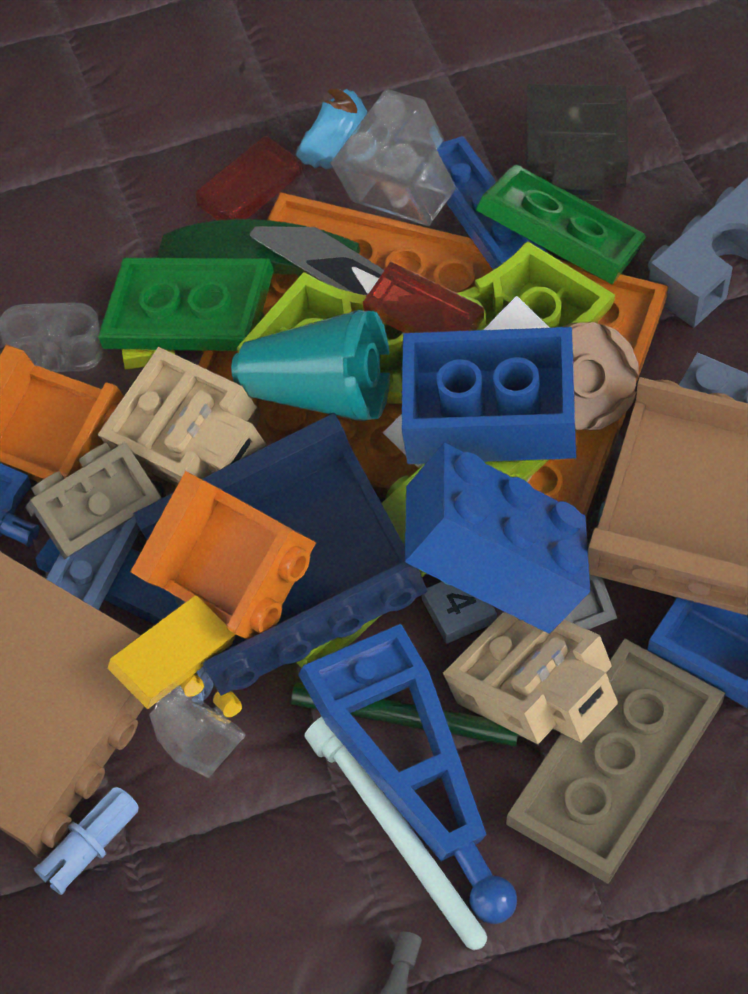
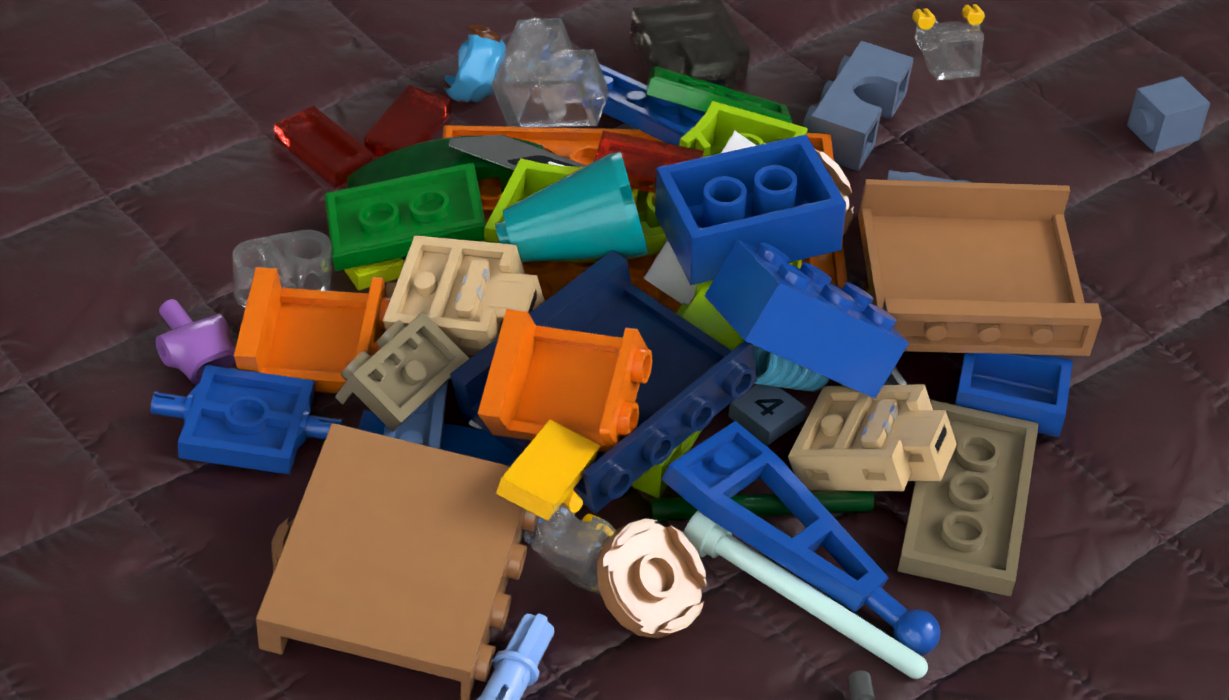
camera: 25 degrees left, 15 degrees down
(155, 191) = (322, 145): none -> clear red tile
(247, 779) = (651, 578): none -> tile

